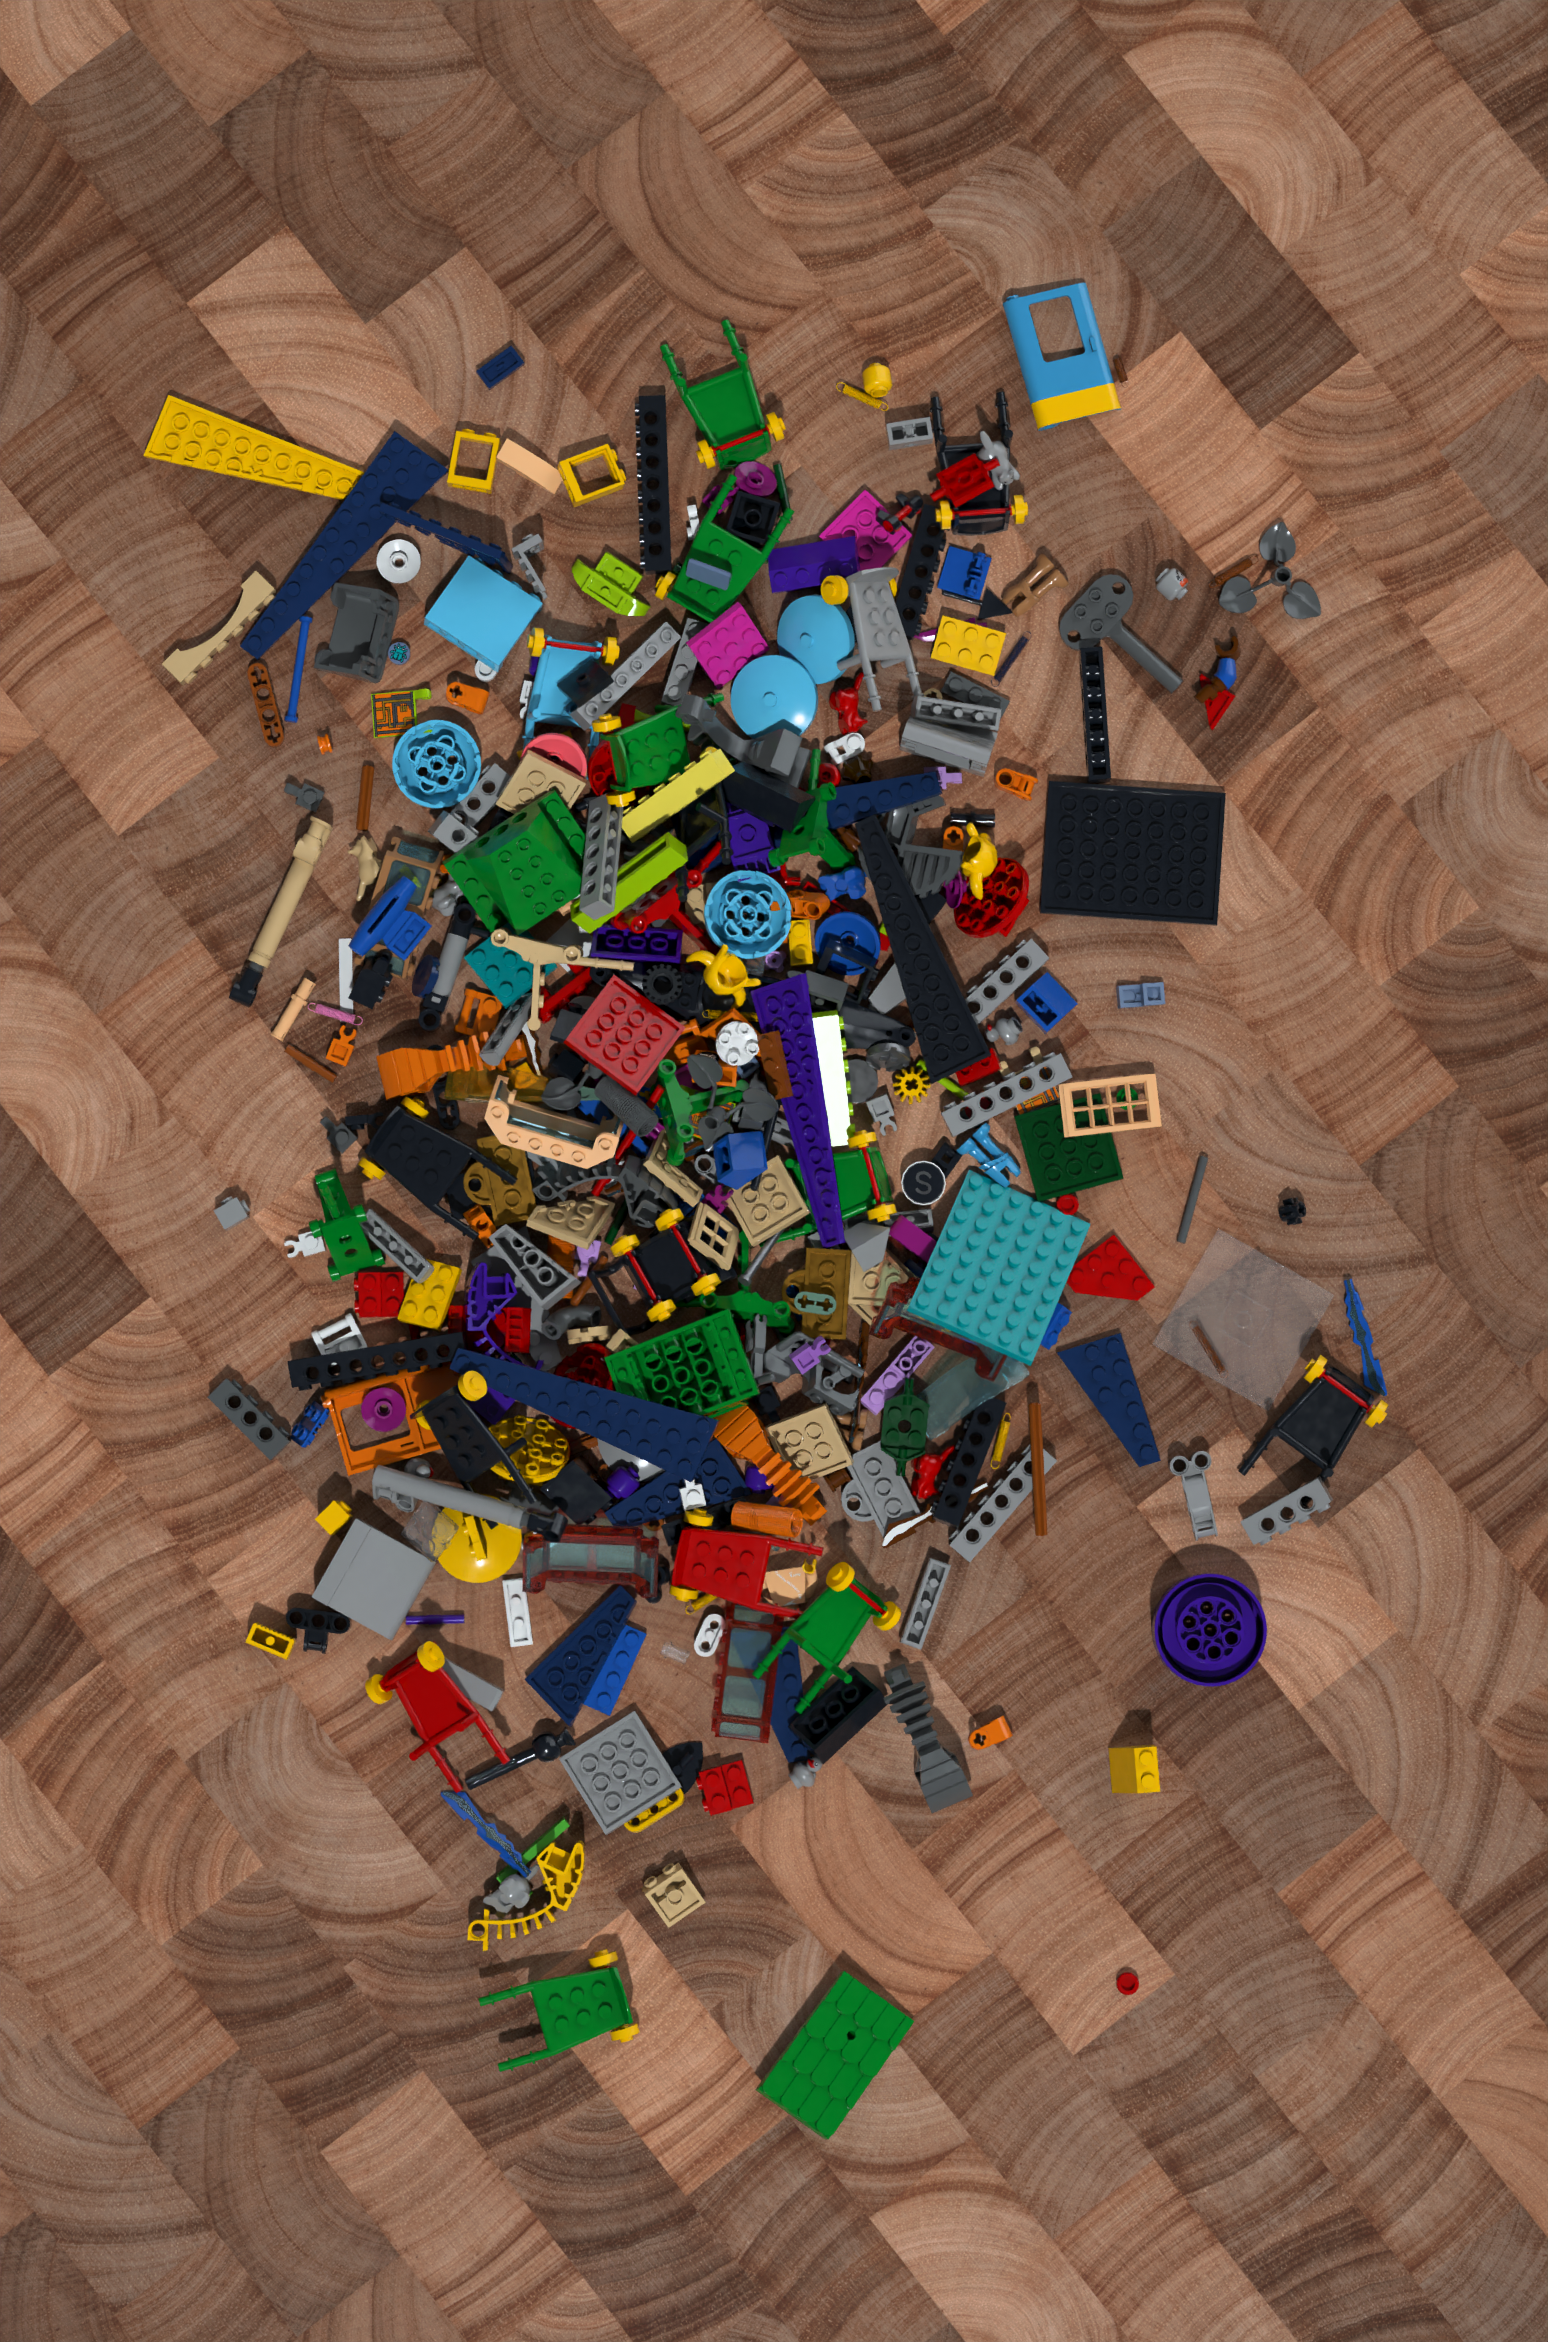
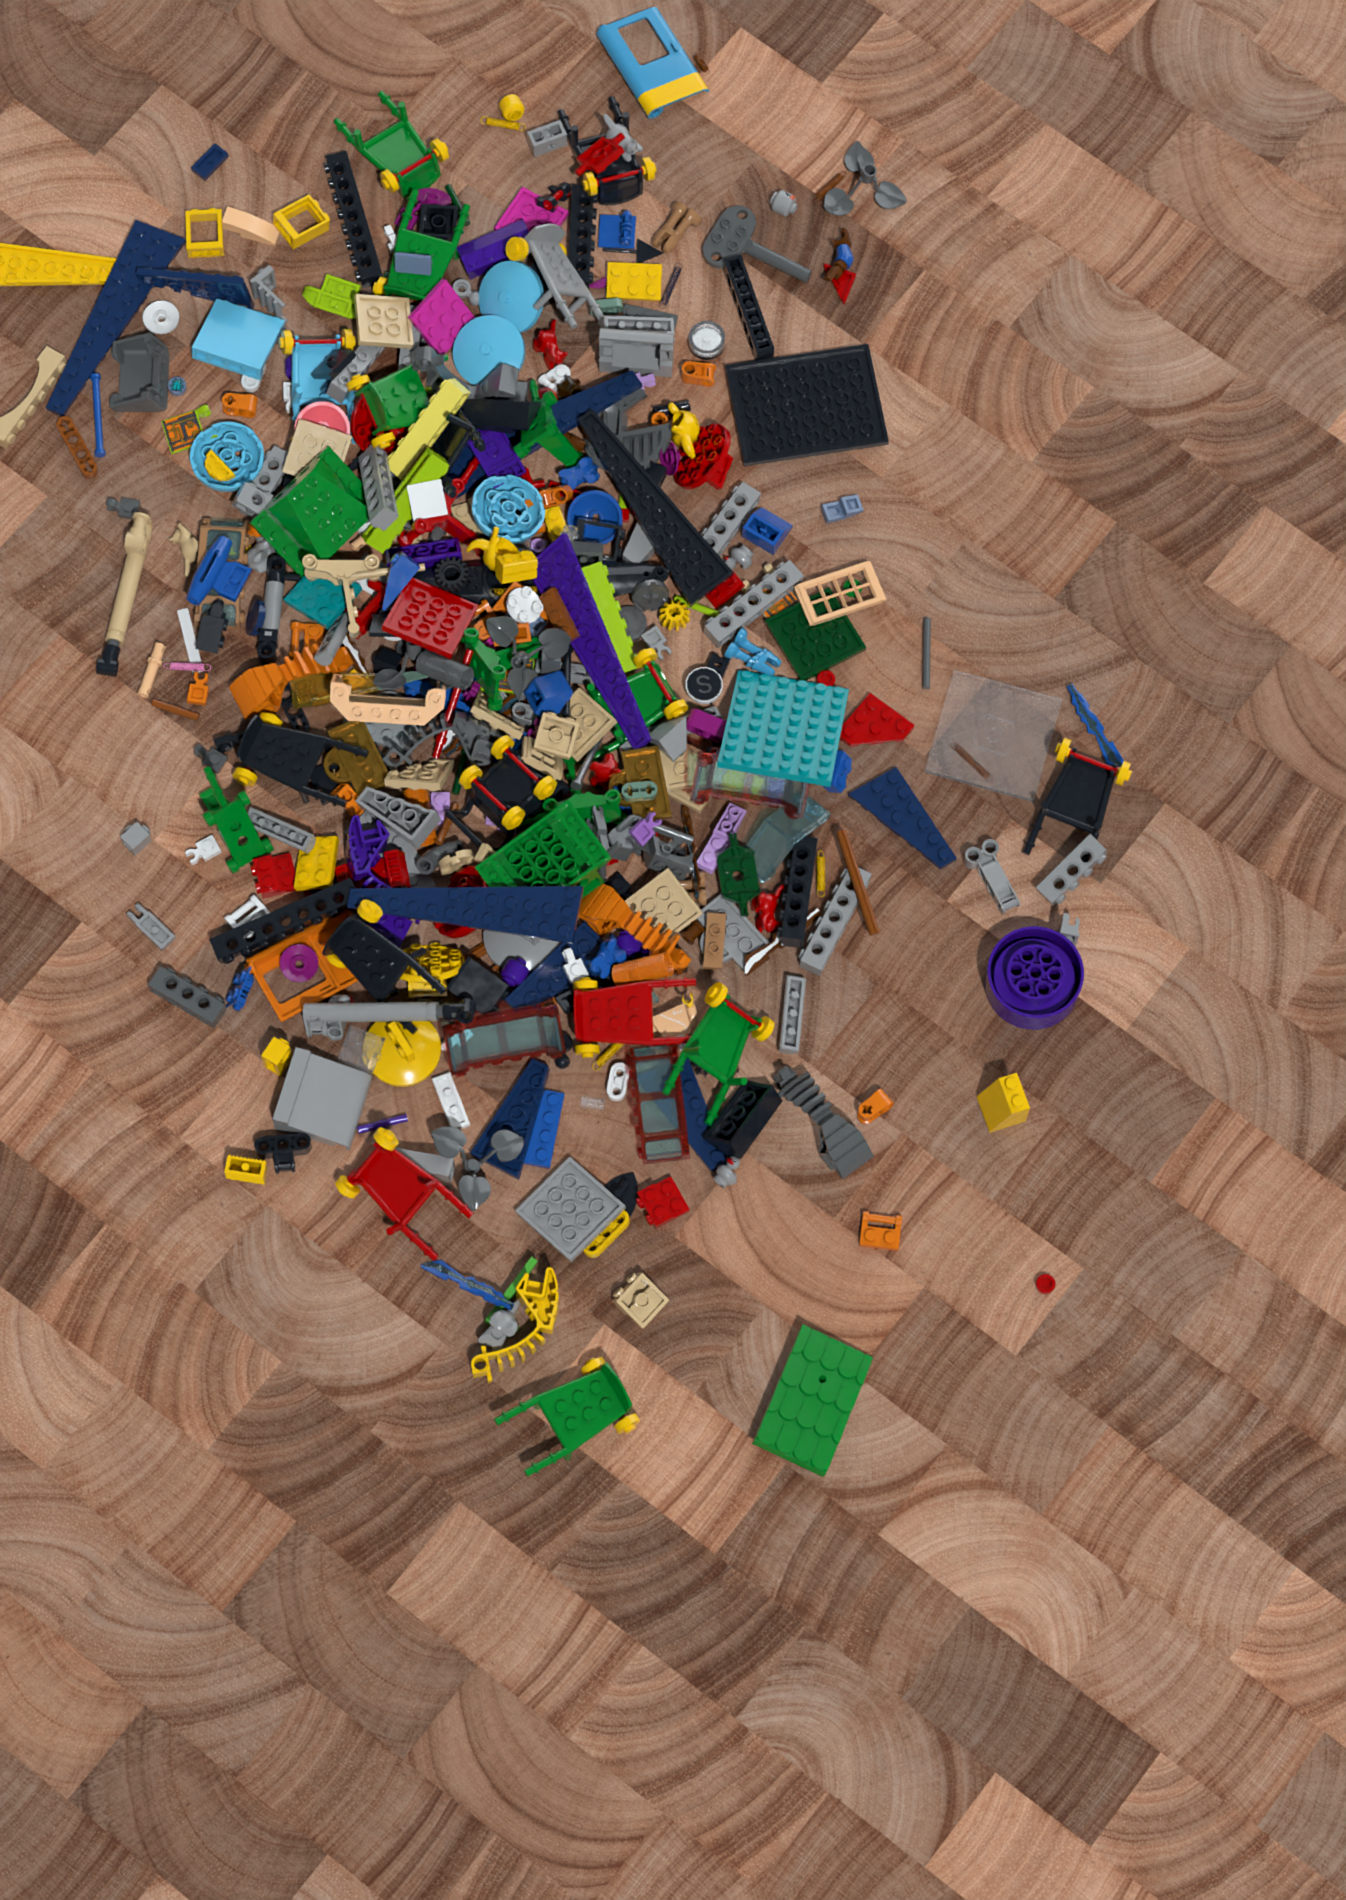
camera: 15 degrees left, 15 degrees down
(227, 1325) = (152, 928): none -> light grey hinge
(324, 744) = (131, 464): orange bush -> none
(365, 798) = (174, 498): dark orange axle -> none
(420, 780) = (217, 468): none -> yellow plate
(520, 1731) = (475, 1189): none -> dark grey plant
(545, 1747) = (501, 1203): black piece -> none
(602, 973) = (399, 574): none -> blue slope
(653, 893) = (427, 499): none -> white sticker
(656, 640) = (383, 321): none -> tan plate
(733, 1487) = (606, 956): none -> blue animal
(735, 1215) = (556, 735): none -> tan plate
(738, 998) = (516, 567): none -> yellow brick
(772, 618) = (464, 284): none -> light grey plate
(783, 1265) = (604, 771): none -> red animal
(813, 957) = (571, 531): none -> clear plate
(858, 1497) = (714, 941): none -> medium nougat plate
(931, 670) = (609, 306): none -> sand green beam
(958, 1885) = (880, 1237): none -> orange plate
(1035, 743) = (706, 340): none -> clear piece
(1262, 1586) = (1069, 931): none -> light grey hinge
(1292, 1211) = (1010, 641): black gear -> none

